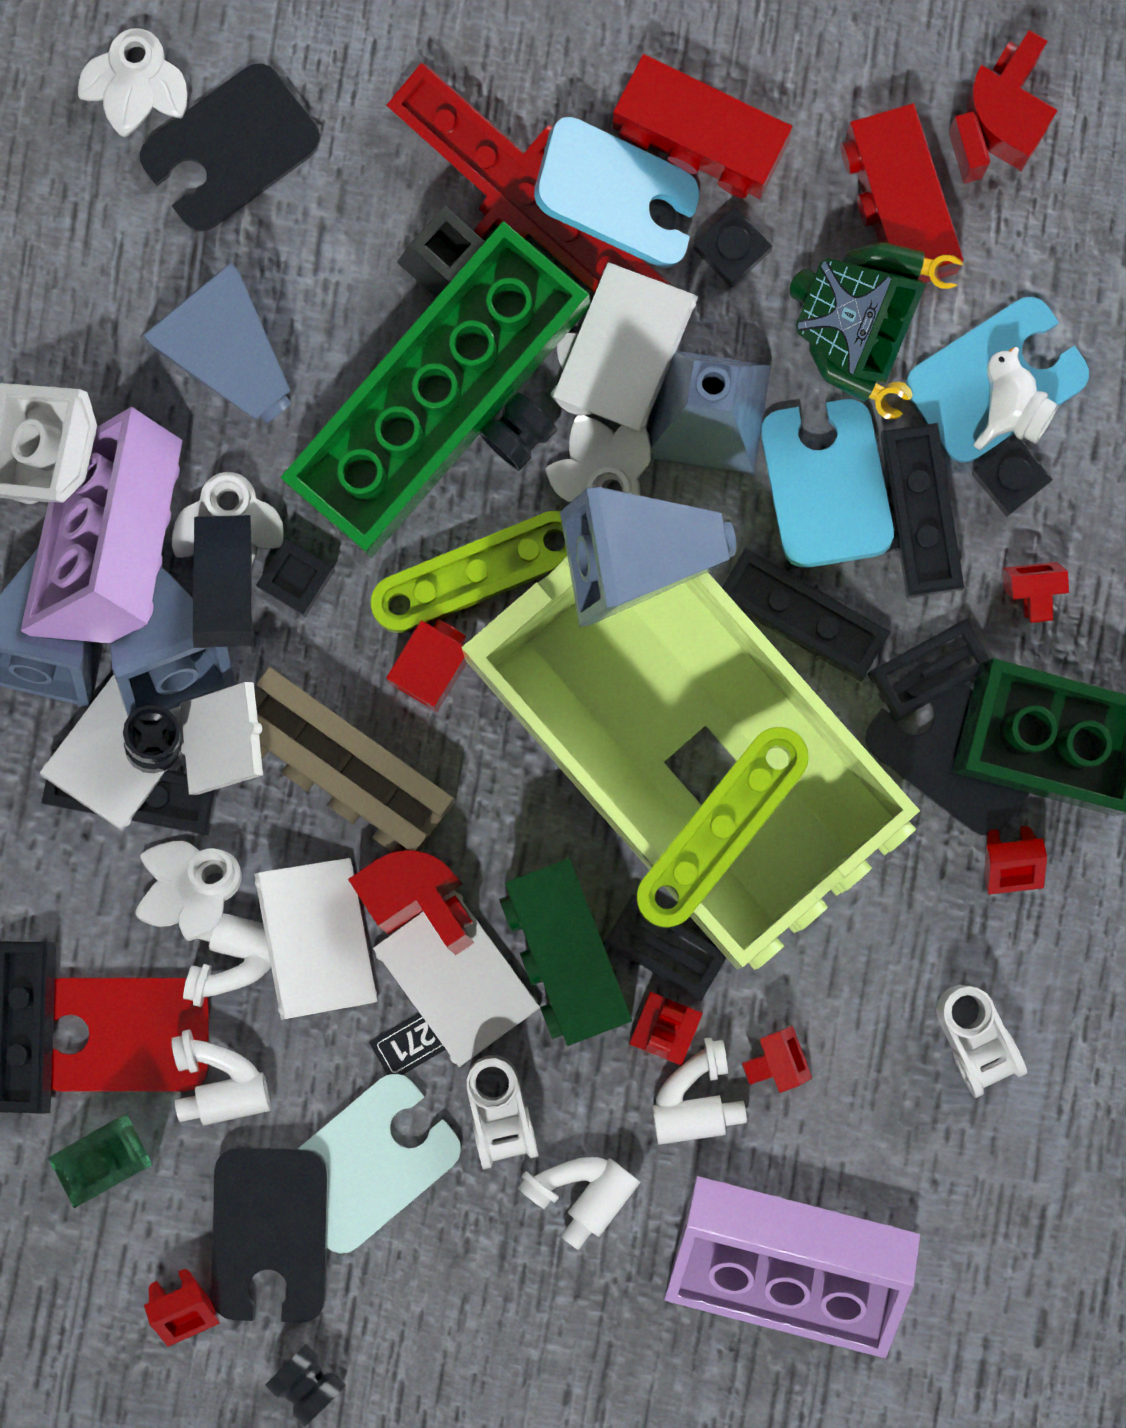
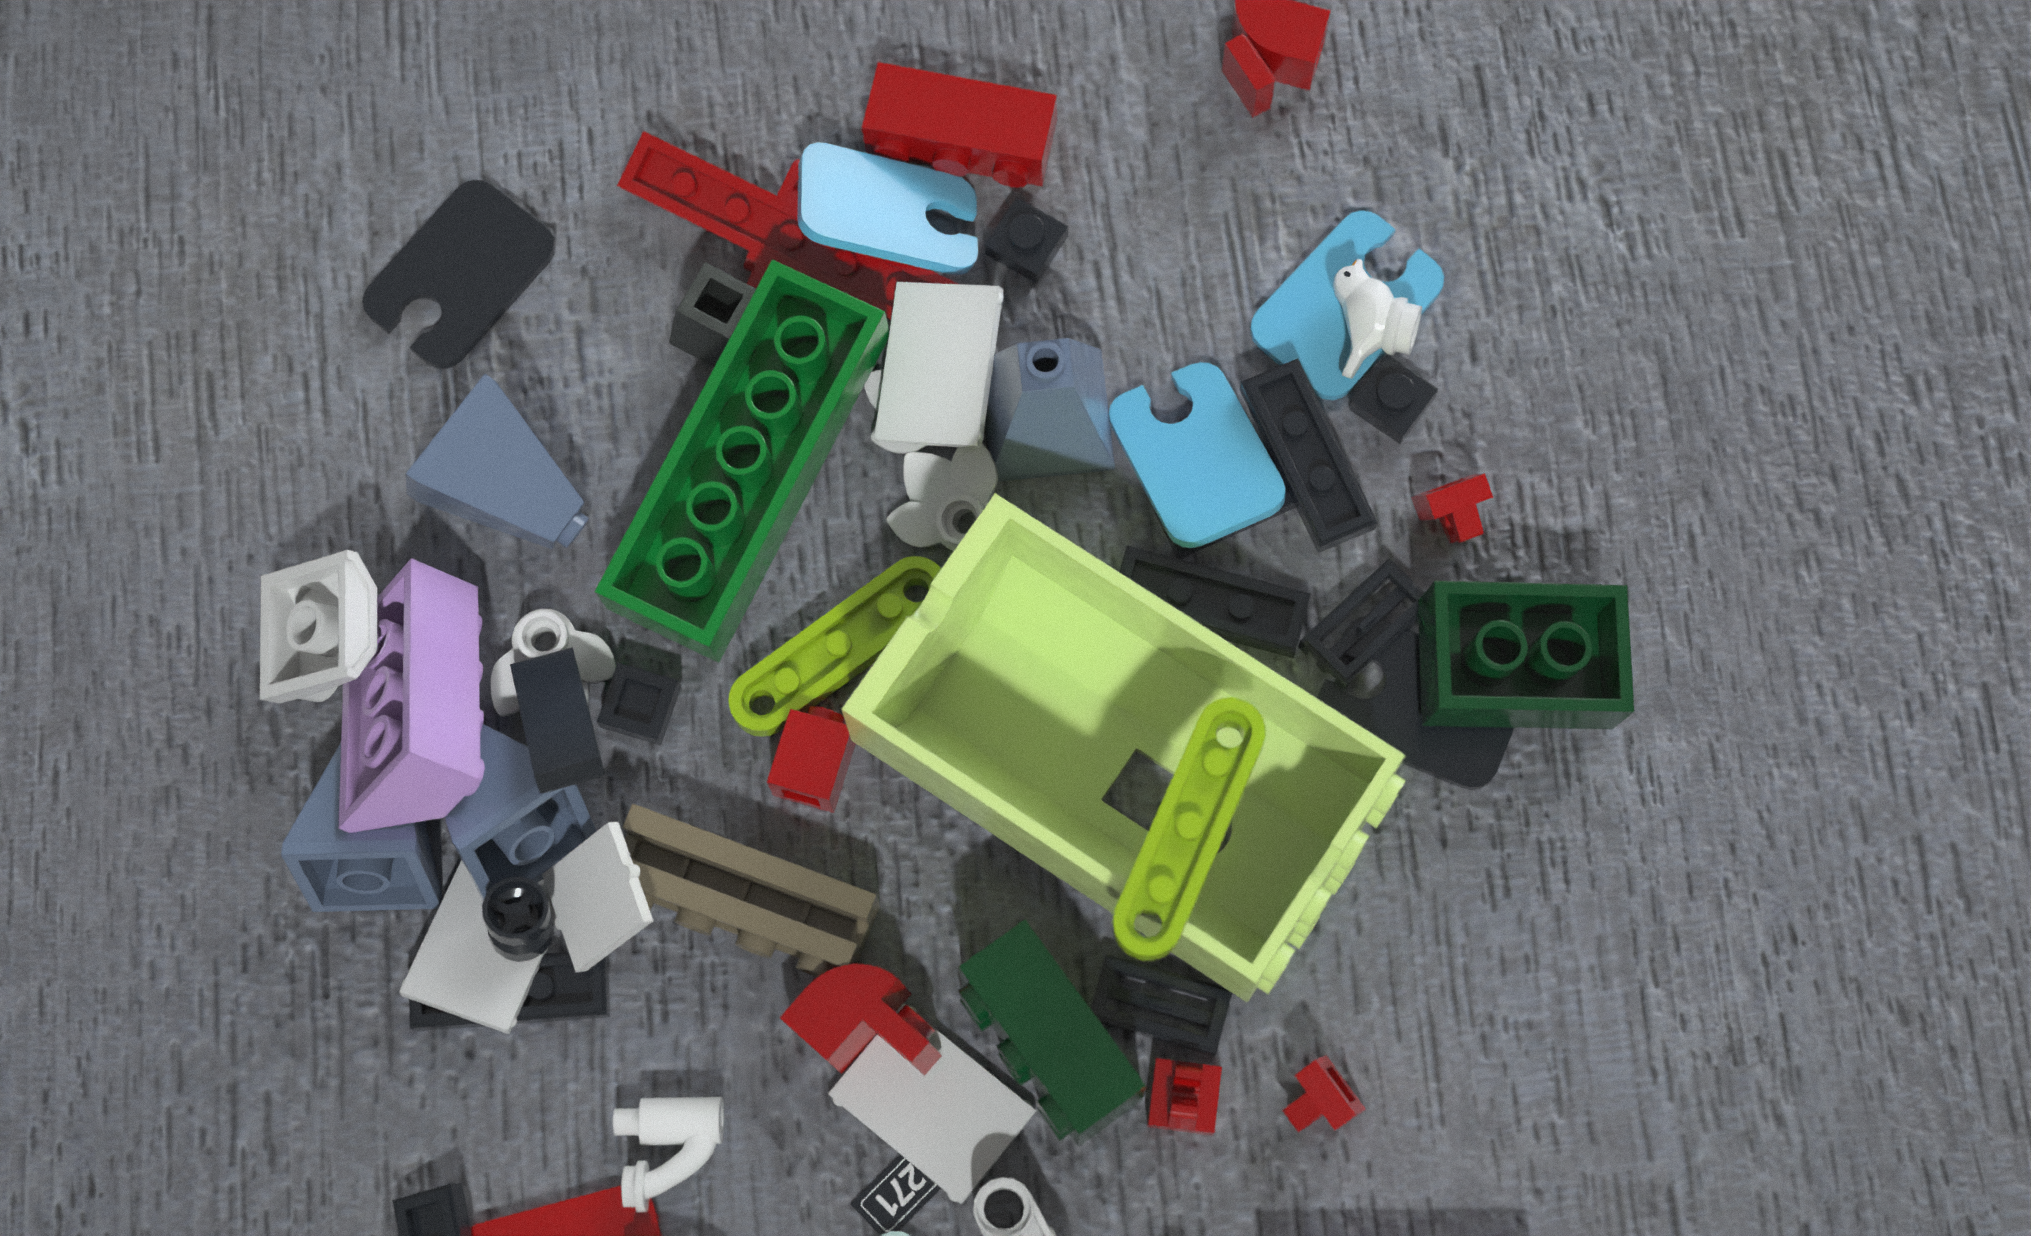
camera: 15 degrees left, 10 degrees down
(133, 88) = (339, 236): white plate -> none
(181, 887) = (594, 1083): white plate -> none
(315, 938) = (759, 1098): white piece -> none
(518, 431) = (846, 484): black wheel -> none
(637, 547) = (1008, 545): sand blue slope -> none
(700, 1117) = (1248, 1189): white plant -> none
(860, 314) = (1184, 265): dark green torso -> none
(900, 185) = (1193, 143): red brick -> none
(979, 1042) = (1543, 1014): white piece -> none
(1015, 864) = (1521, 807): red tile -> none

